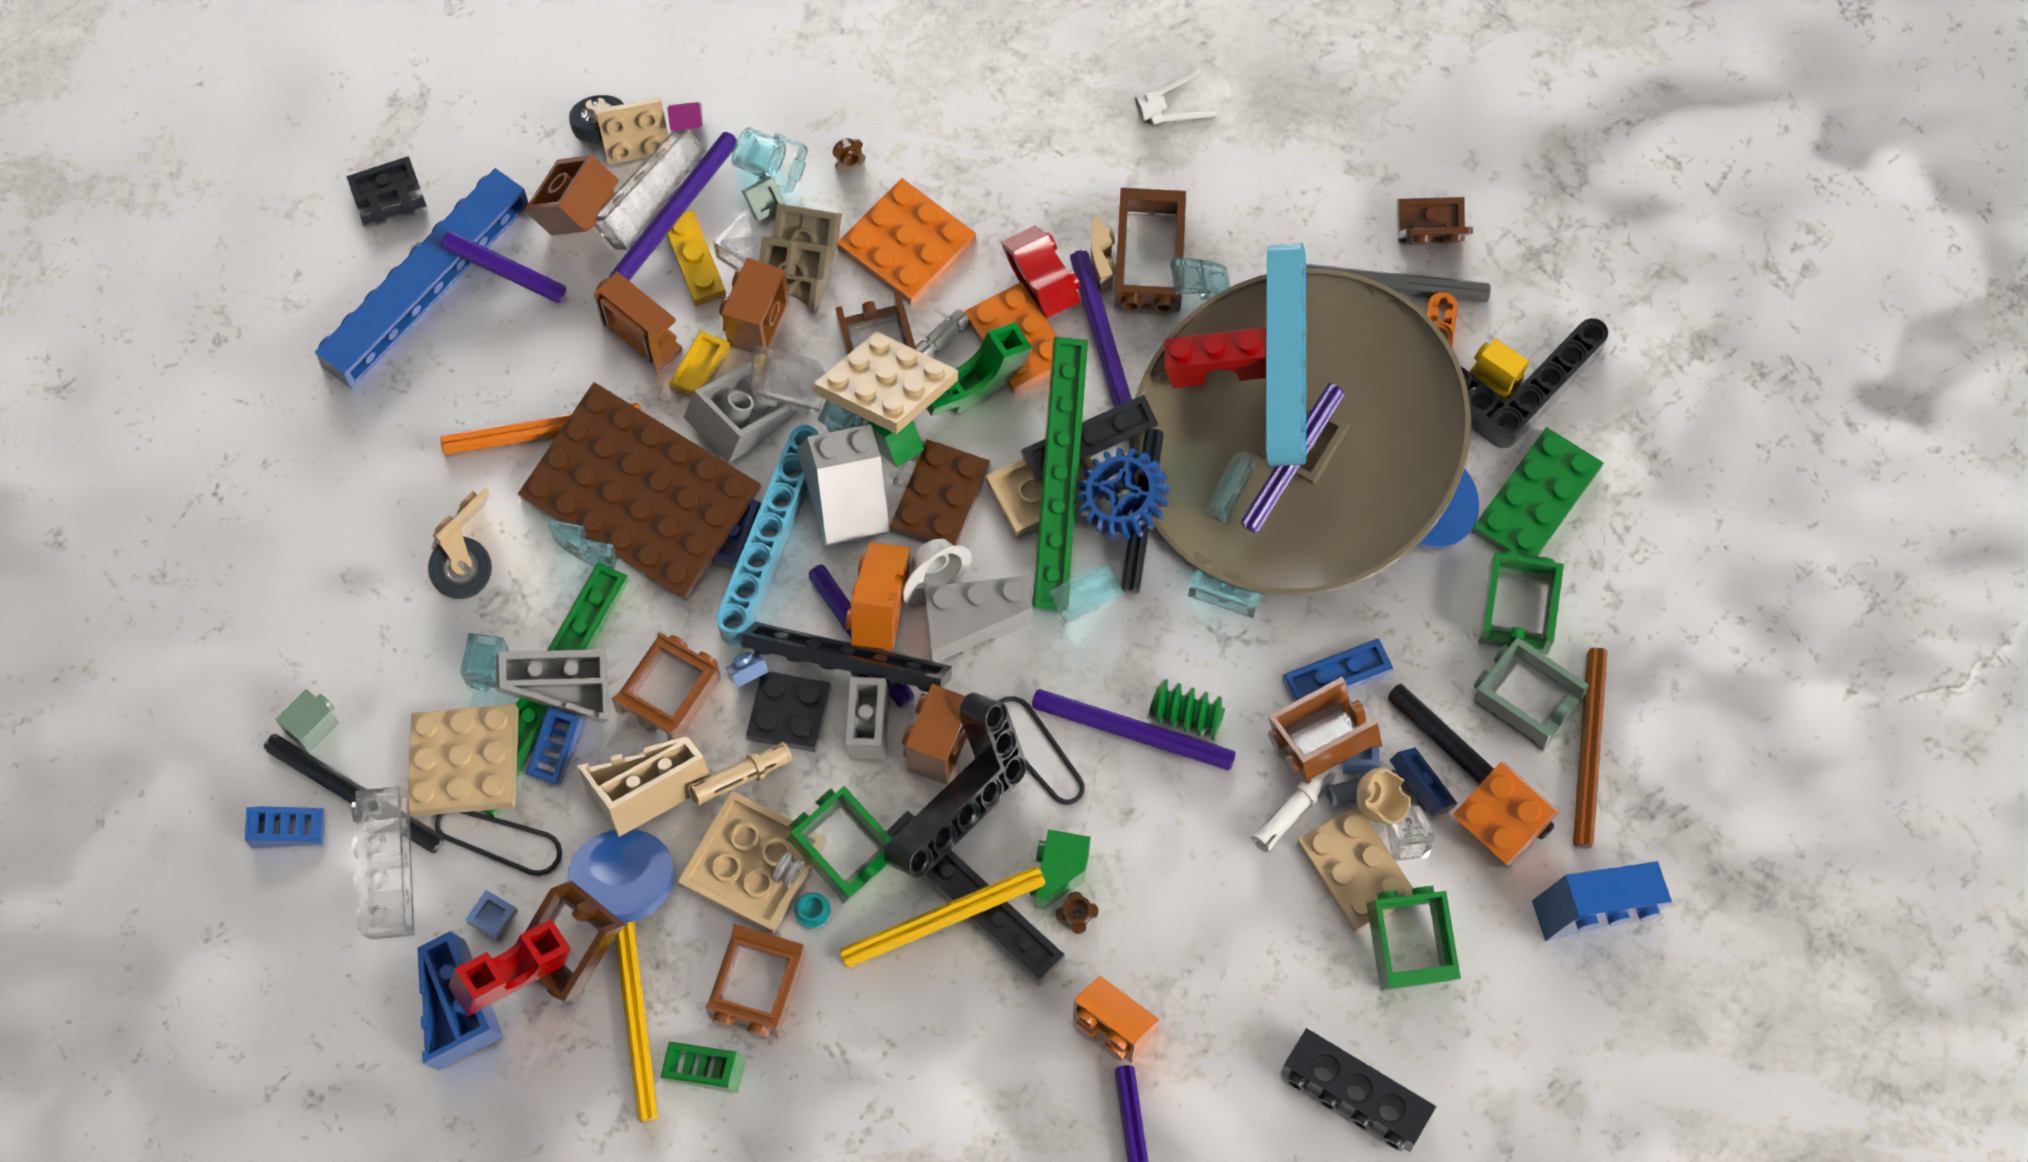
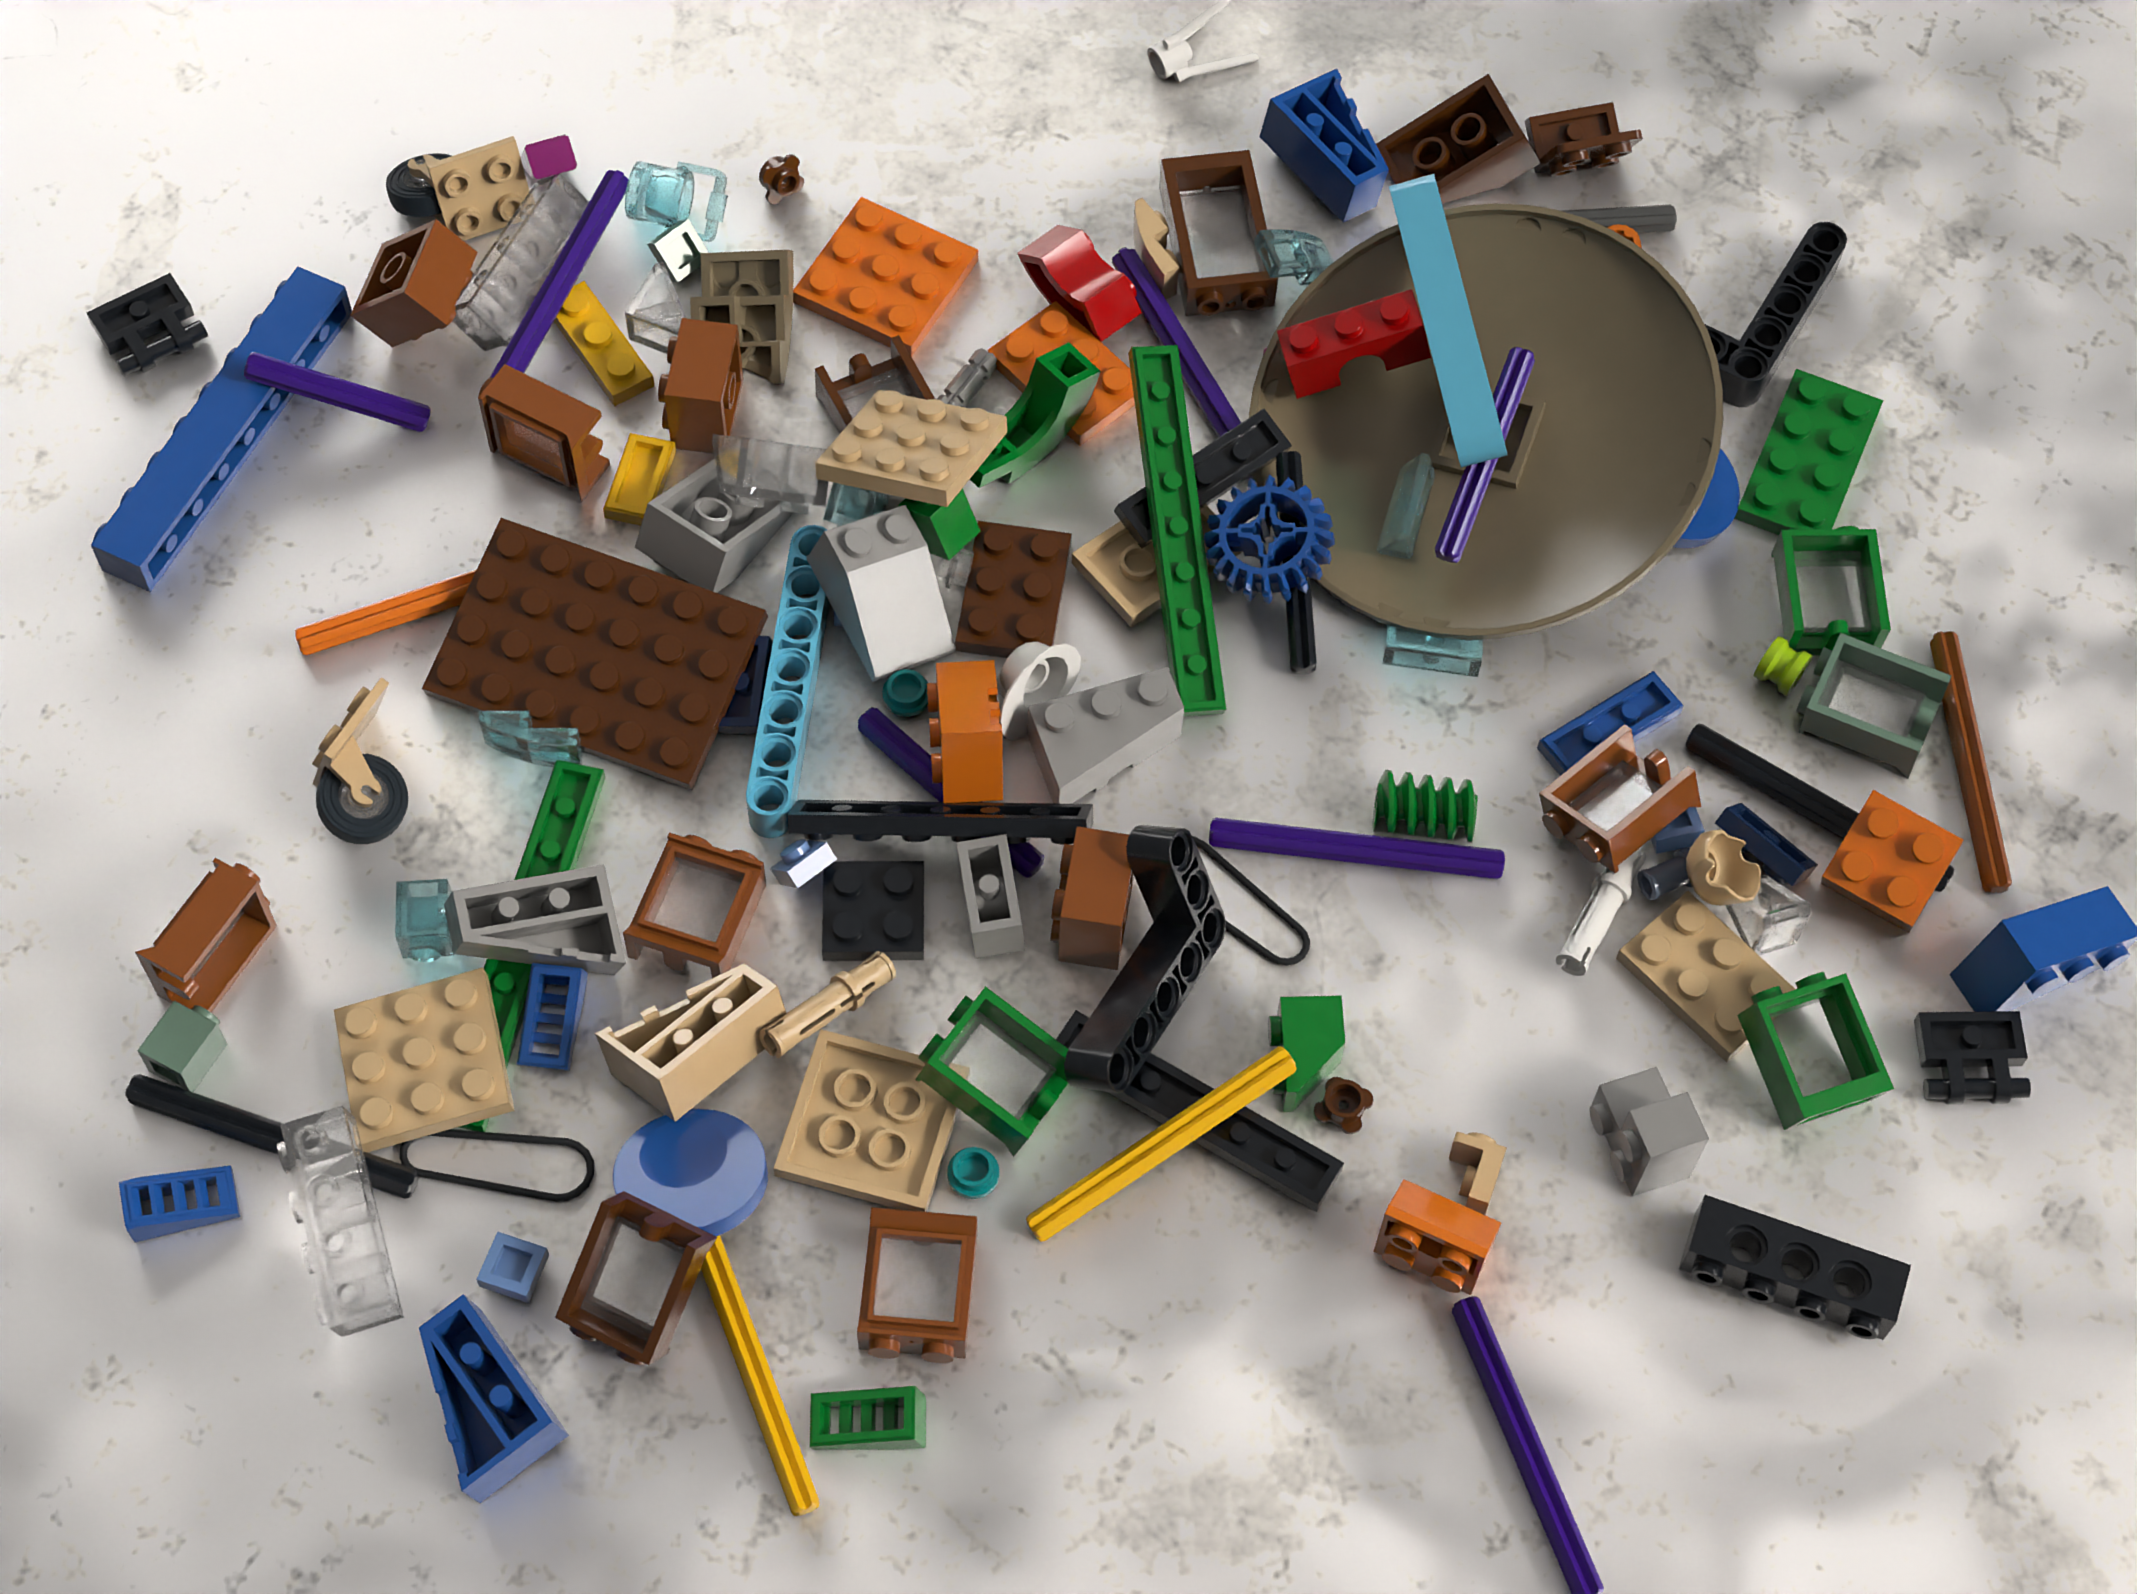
camera: 15 degrees left, 5 degrees down
(339, 649) = (210, 938): none -> dark orange window
(491, 979) = (542, 1346): red arch -> none
(788, 870) = (931, 1119): light grey bush -> none
(846, 557) = (905, 693): none -> teal plate
(1086, 593) = (1247, 682): clear light blue slope -> none
(1157, 985) = (1483, 1164): none -> tan bracket
(1244, 195) = (1326, 146): none -> blue wedge
(1280, 973) = (1649, 1132): none -> light grey brick
(1343, 212) = (1464, 141): none -> reddish brown slope
(1472, 652) = (1783, 666): none -> lime wheel
(1500, 368) = (1724, 297): yellow brick -> none
(1528, 953) = (1972, 1040): none -> black plate

